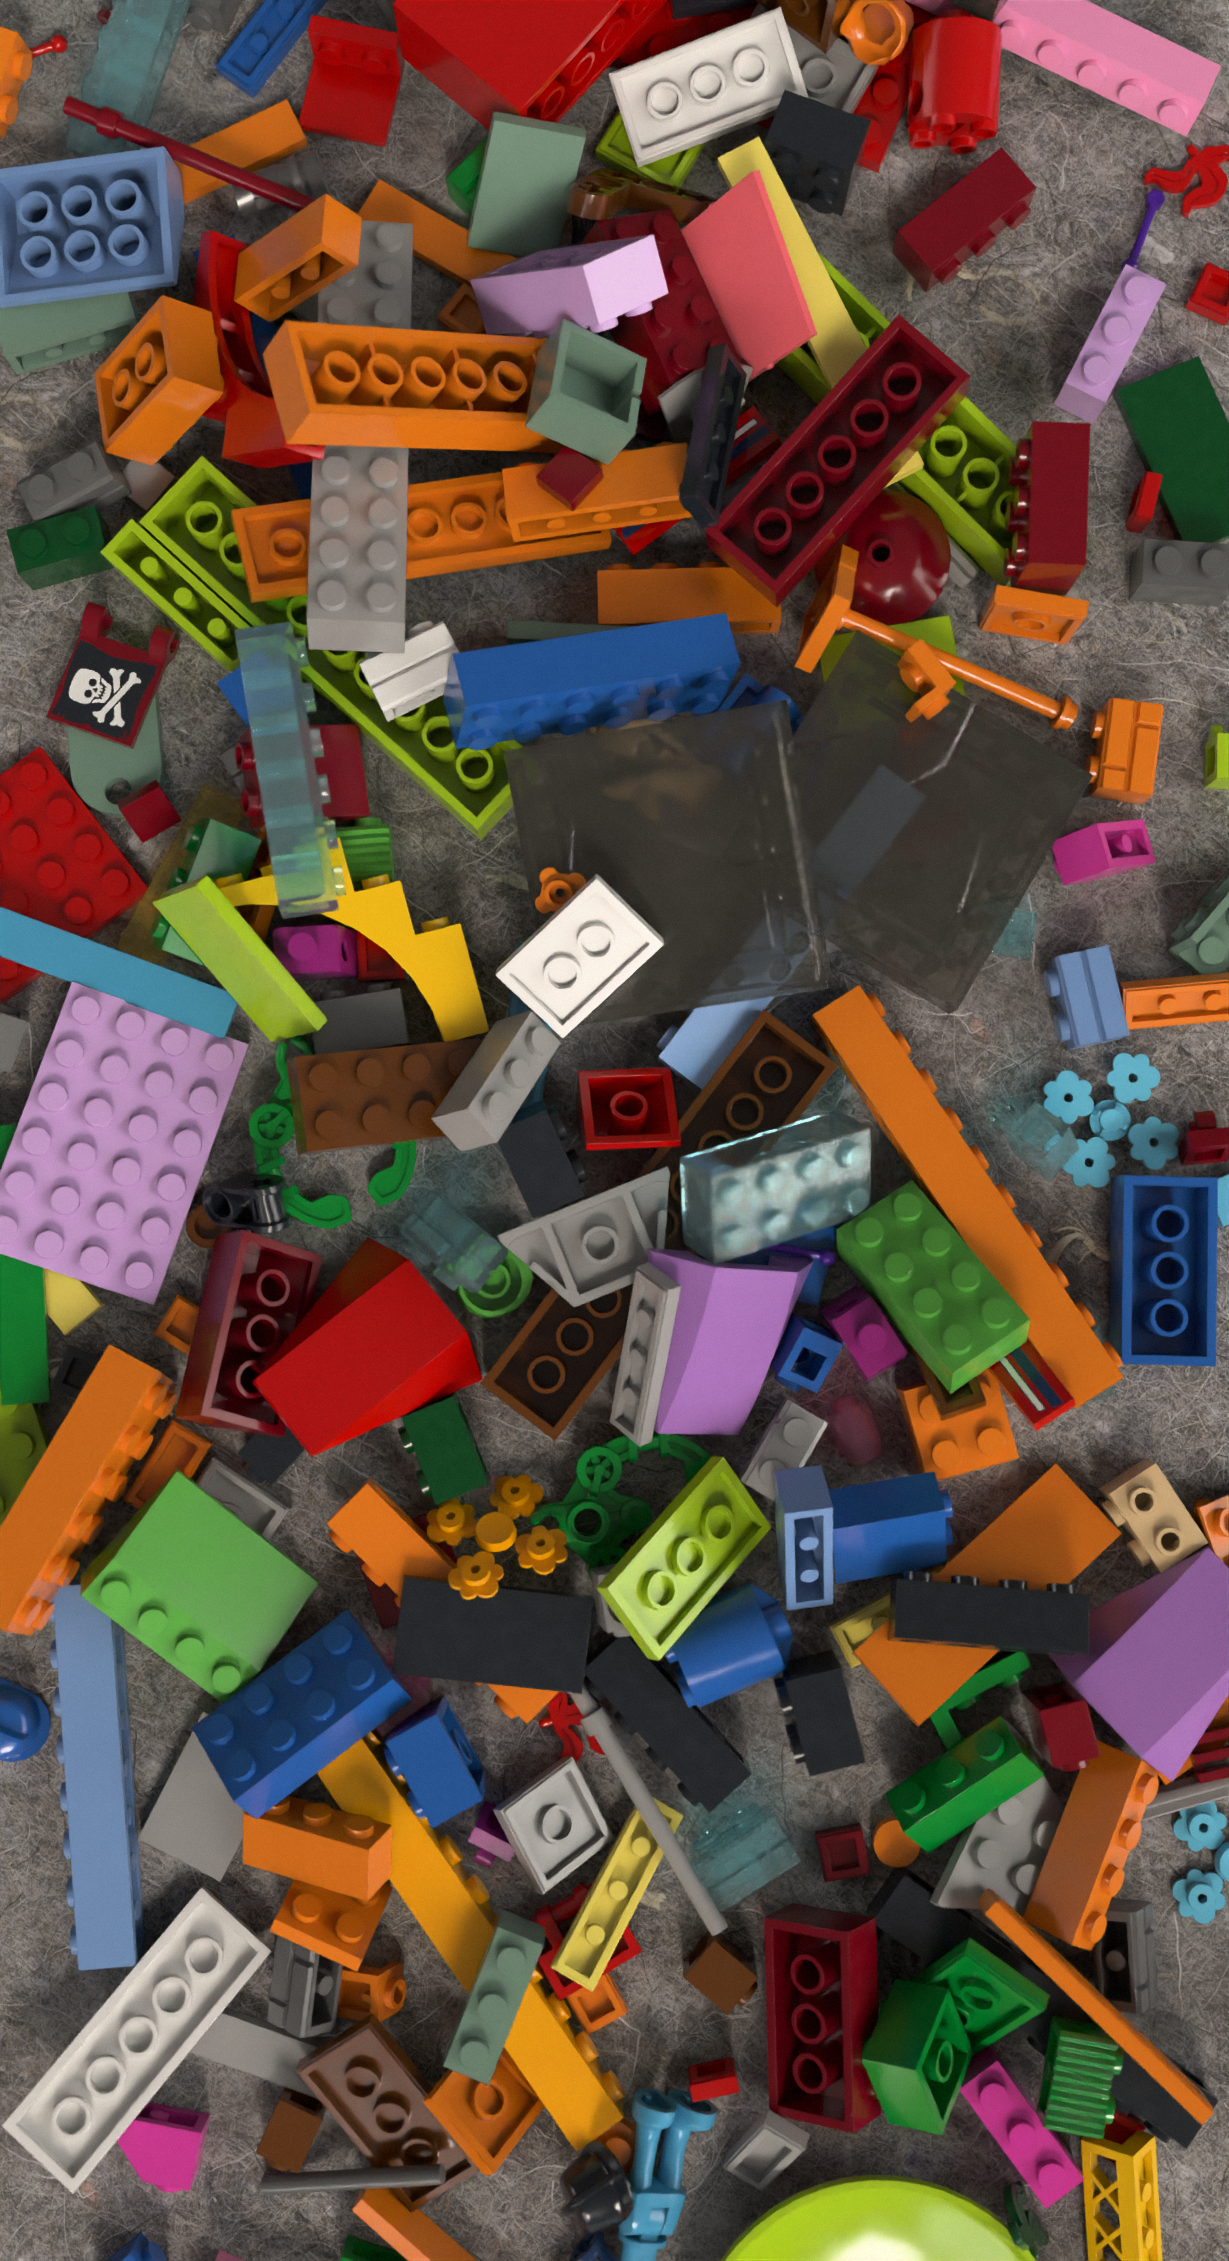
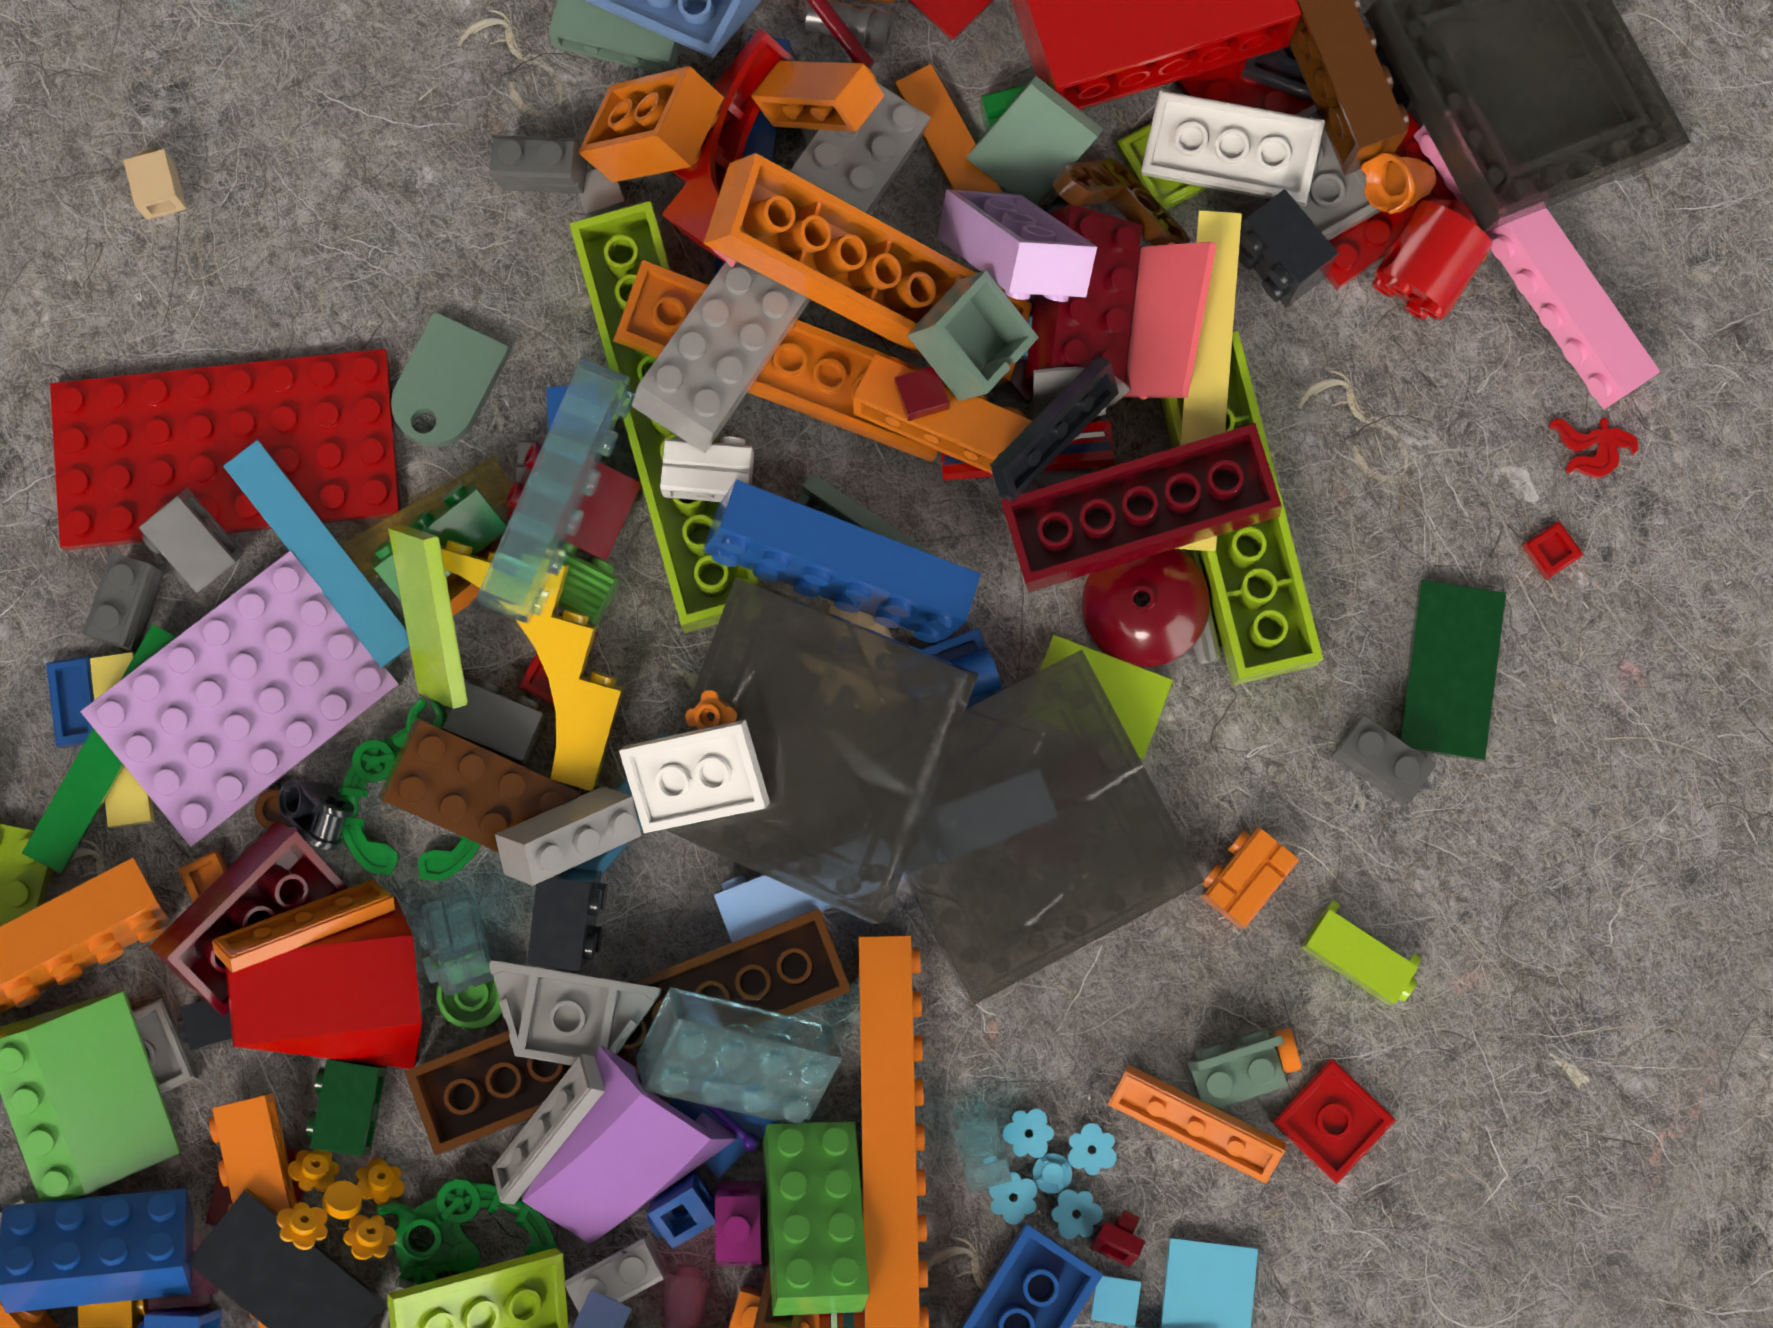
camera: 30 degrees right, 5 degrees down
(60, 548) = (500, 205): dark green brick -> none
(74, 1370) = (96, 860): black tile -> none
(109, 682) = (471, 331): flag -> none
(149, 811) = (437, 451): dark red tile -> none
(176, 593) = (565, 295): lime brick -> none
(177, 1448) = (138, 975): orange tile -> none
(303, 1311) = (302, 925): none -> orange tile
(316, 952) = (494, 644): magenta torso -> none
(462, 313) = (928, 210): orange tile -> none
(626, 1109) = (661, 922): red slope -> none
(676, 593) = (960, 536): orange brick -> none
(832, 610) = (1073, 622): orange tile -> none
(925, 674) = (1111, 718): orange bracket -> none
(964, 220) = (1379, 372): dark red brick -> none
(1017, 936) = (1068, 973): clear light blue tile -> none
(1032, 615) = (1236, 722): orange tile -> none
(1048, 507) = (1287, 645): dark red brick -> none
(1086, 998) = (1092, 1060): medium blue brick -> none
(1102, 851) = (1180, 948): dark pink slope -> none
(1110, 344) = (1436, 540): lavender brick -> none
(1143, 502) = (1386, 684): red tile -> none
(1153, 203) = (1547, 446): dark purple hinge -> none

